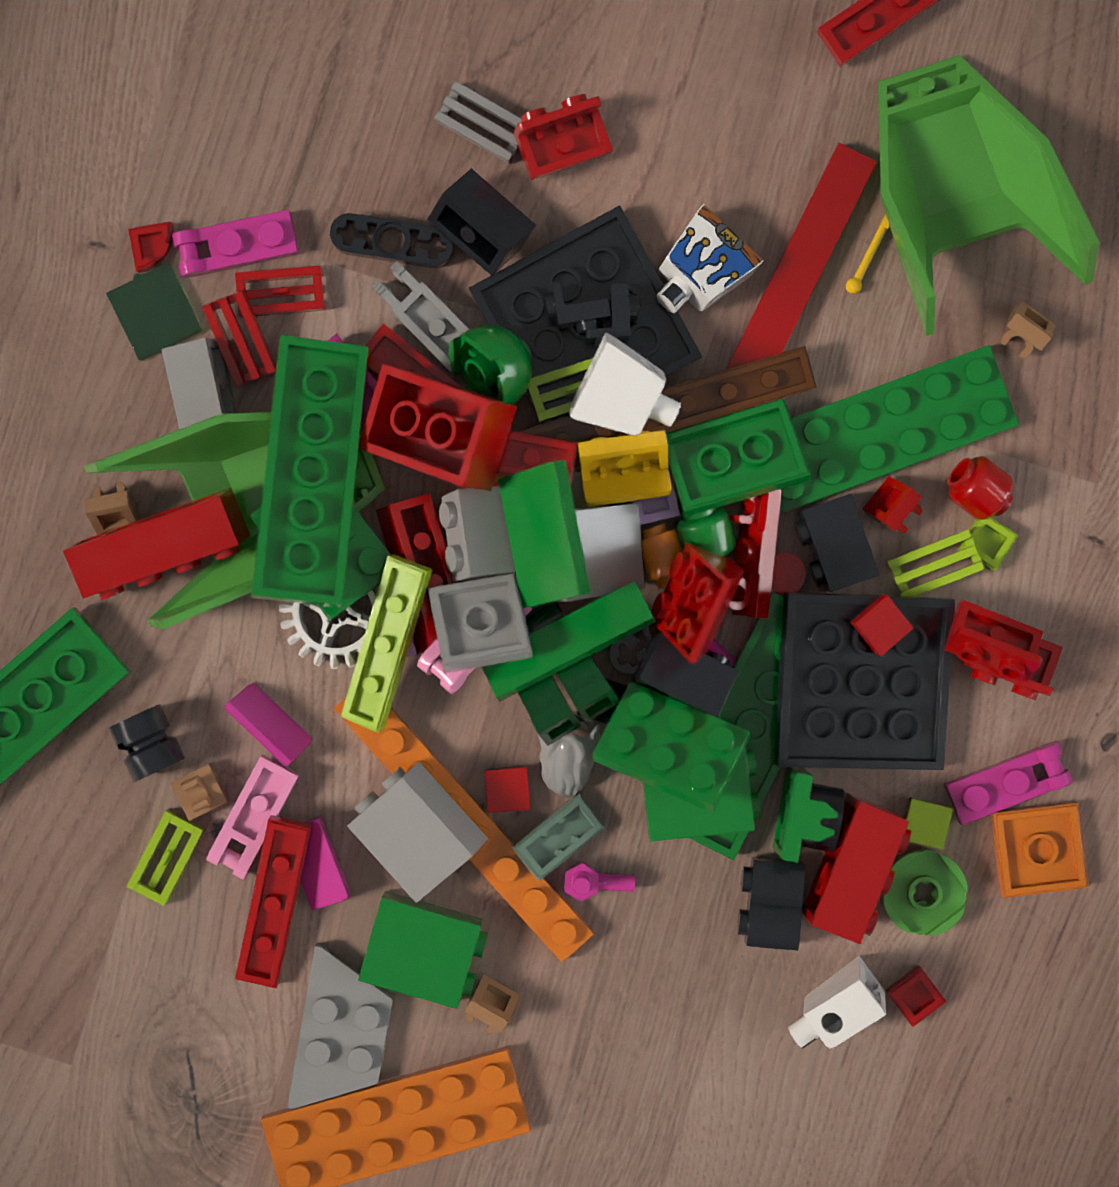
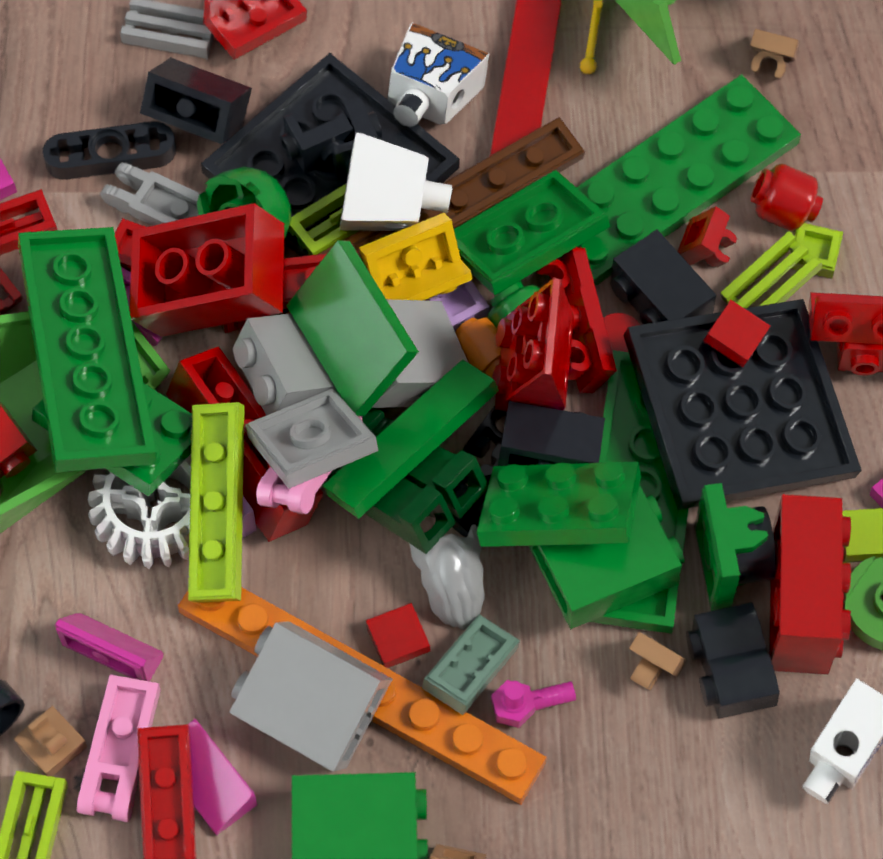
camera: 15 degrees left, 25 degrees down
(709, 882) = (654, 660): none -> medium nougat tile

